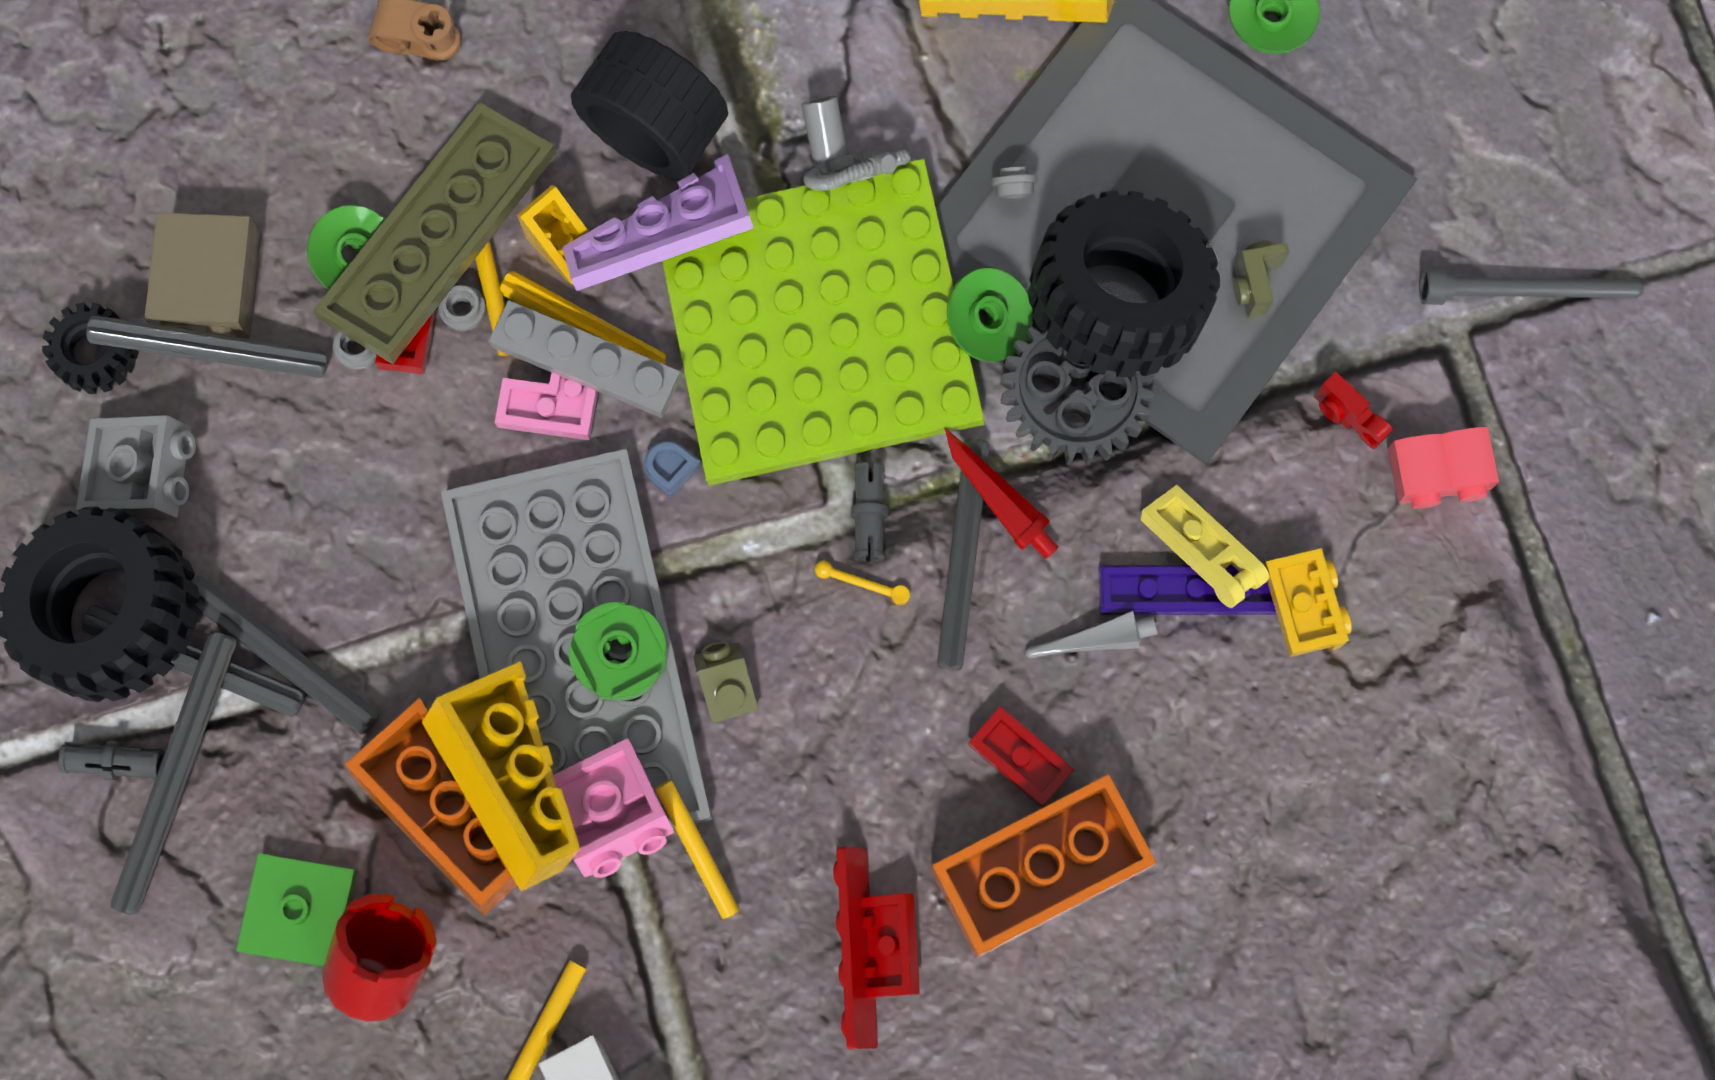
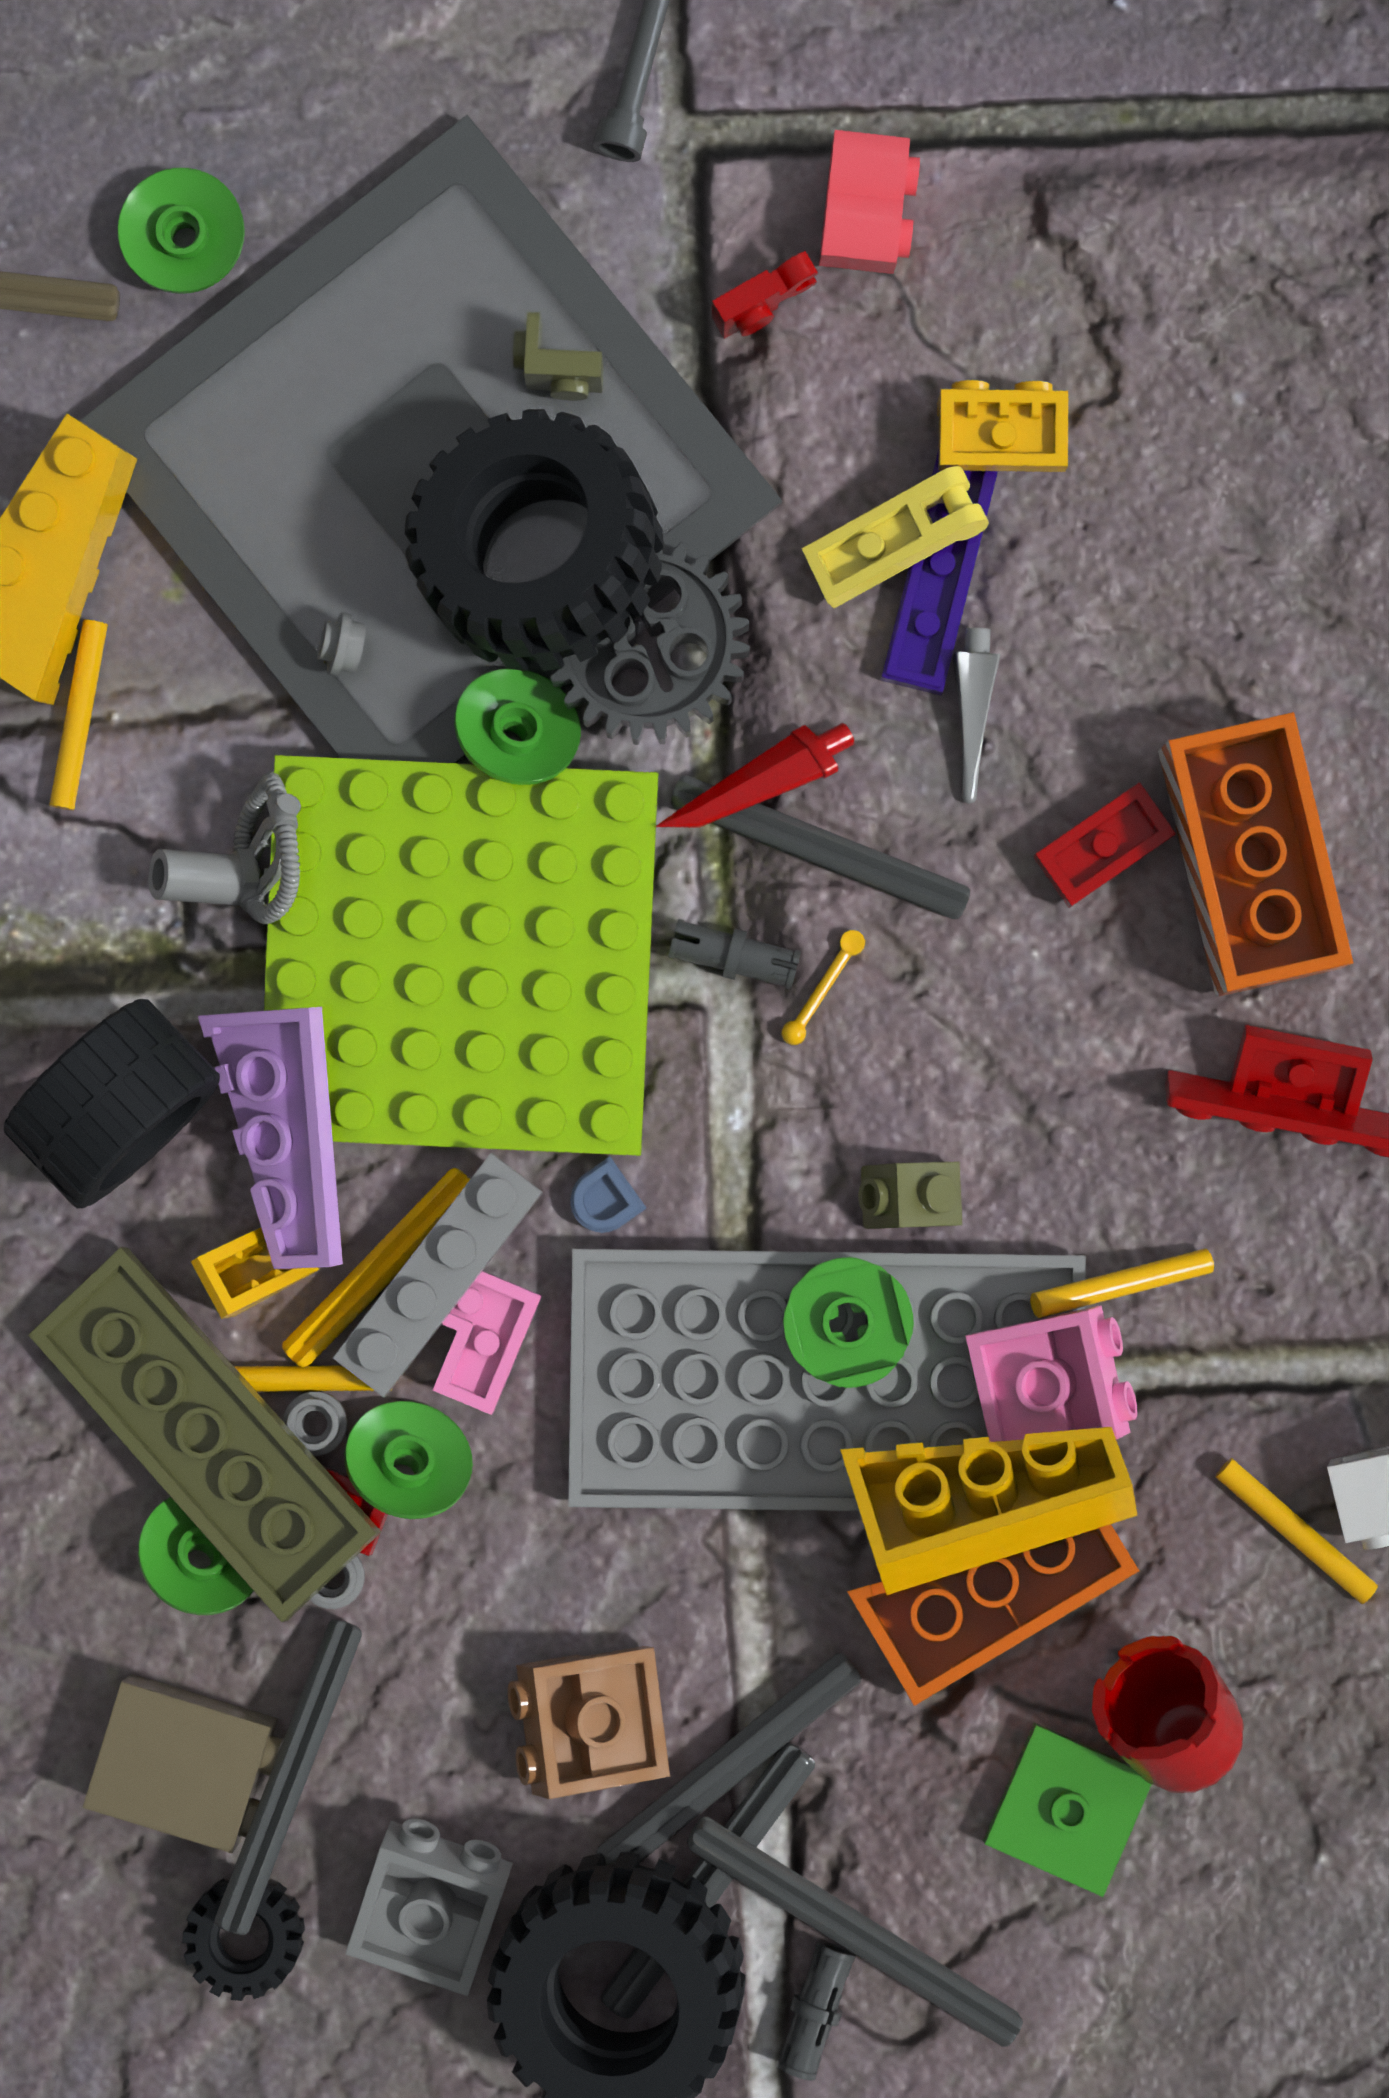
camera: 75 degrees left, 10 degrees up
(288, 545) = (589, 1722): none -> medium nougat plate
(467, 369) = (413, 1437): none -> bright green dish
(918, 31) = (78, 715): none -> yellow bar

